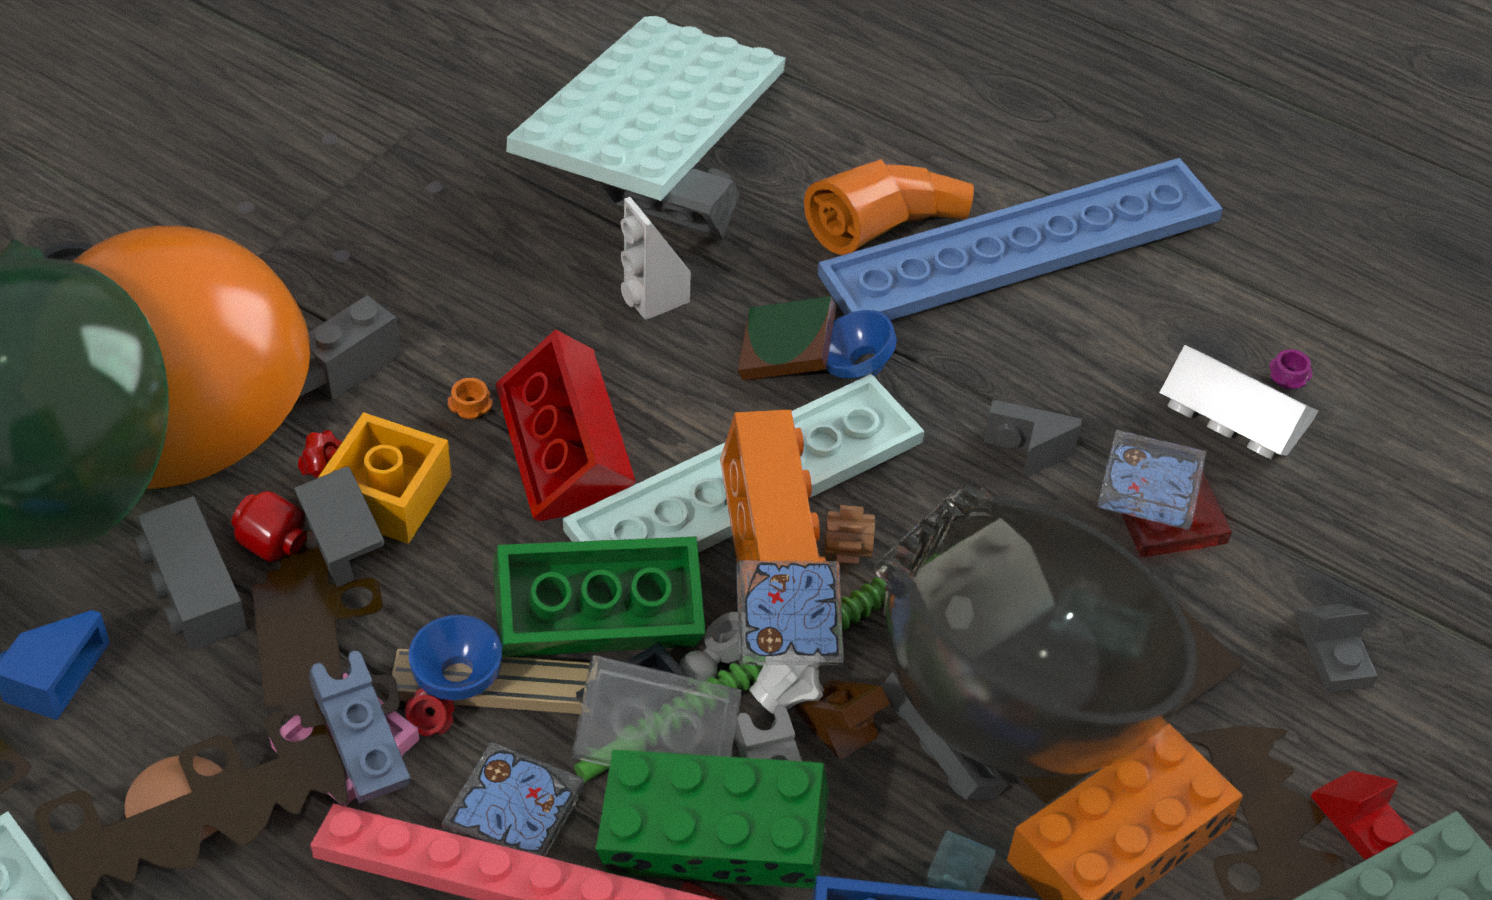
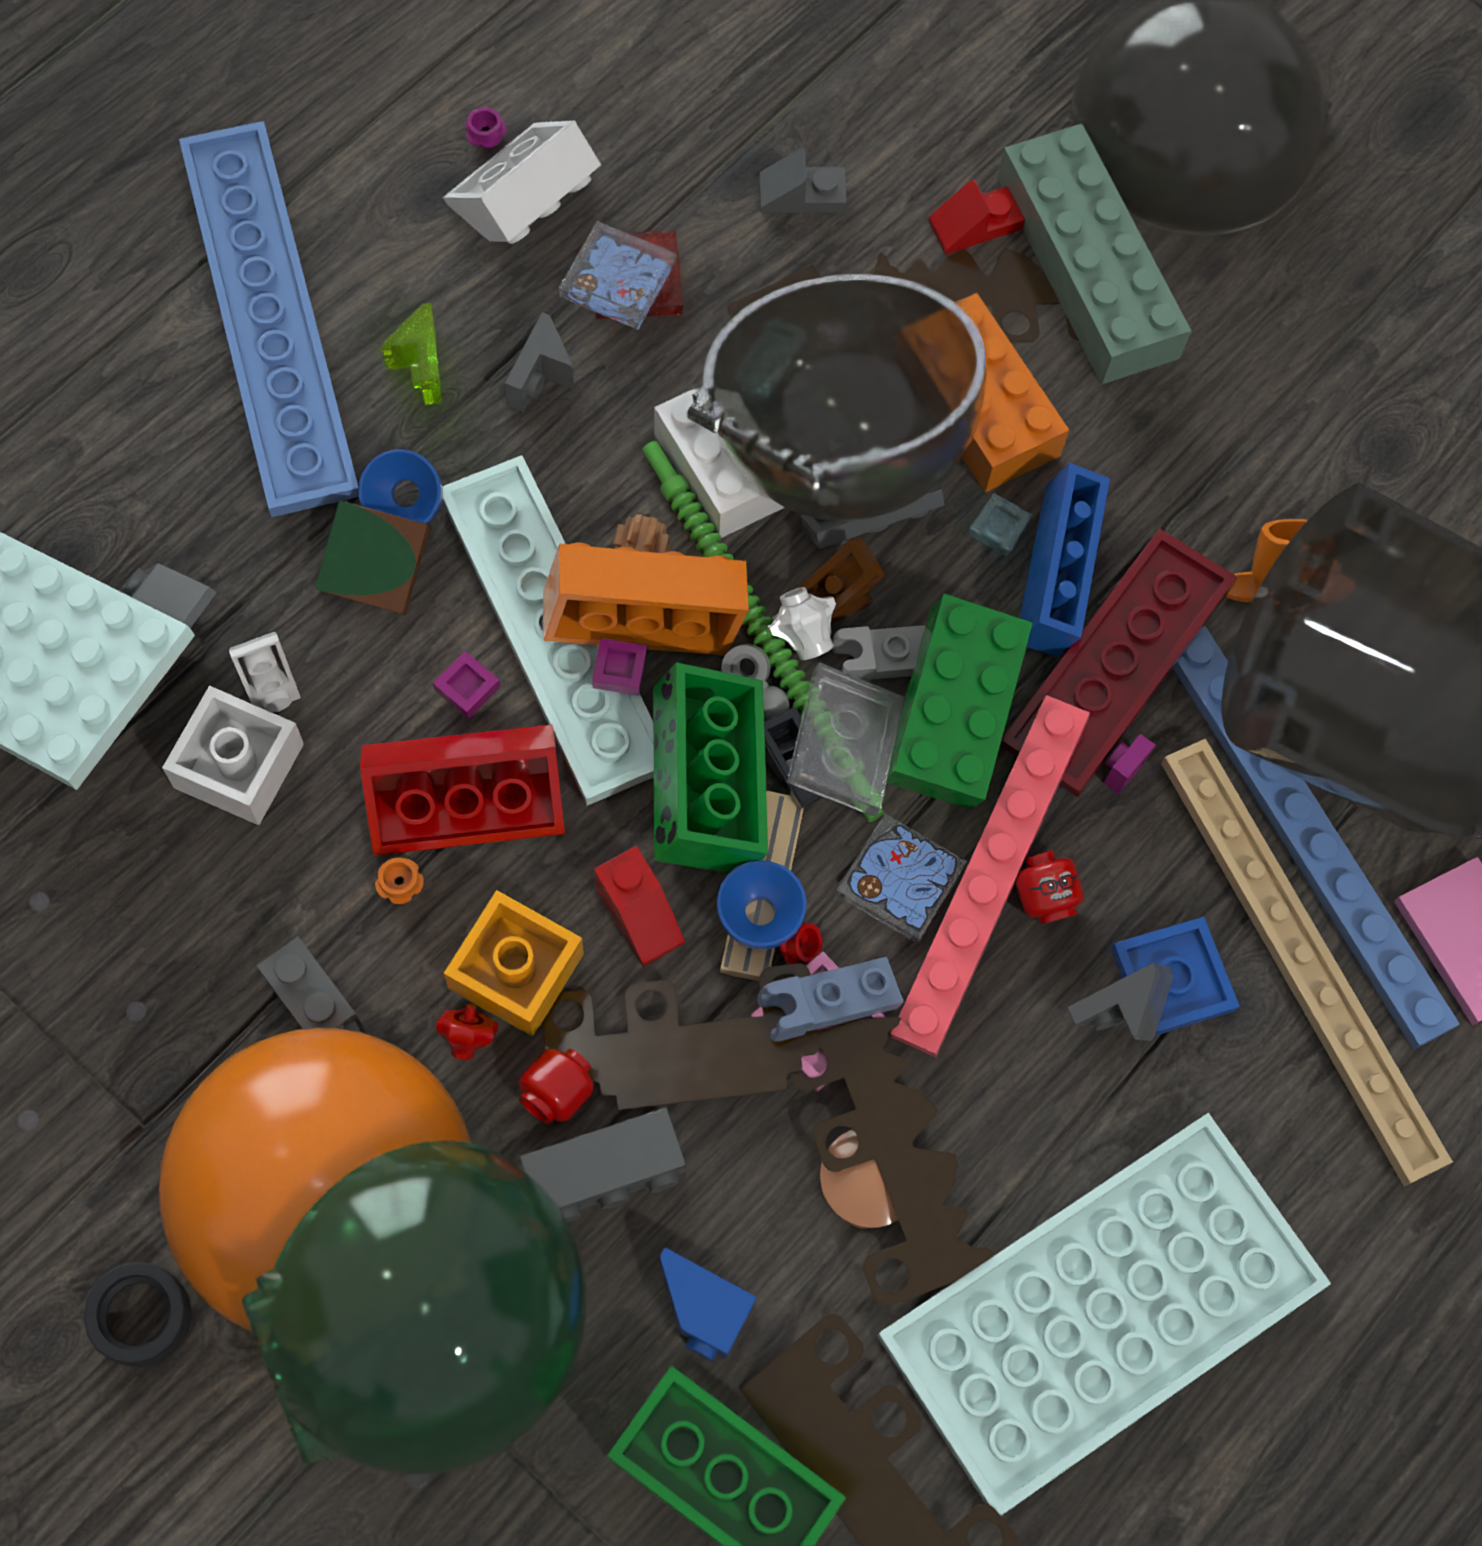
camera: 85 degrees left, 20 degrees up
(339, 521) = (584, 1004): dark grey panel -> none
(454, 571) = (638, 905): none -> red slope
(568, 266) = (233, 755): none -> white brick
(672, 422) = (466, 684): none -> magenta plate
(702, 517) = (619, 666): none -> magenta plate
(789, 613) = (776, 595): tile -> none
(877, 197) = (193, 438): orange piece -> none
(1018, 348) = (416, 348): none -> clear neon green slope

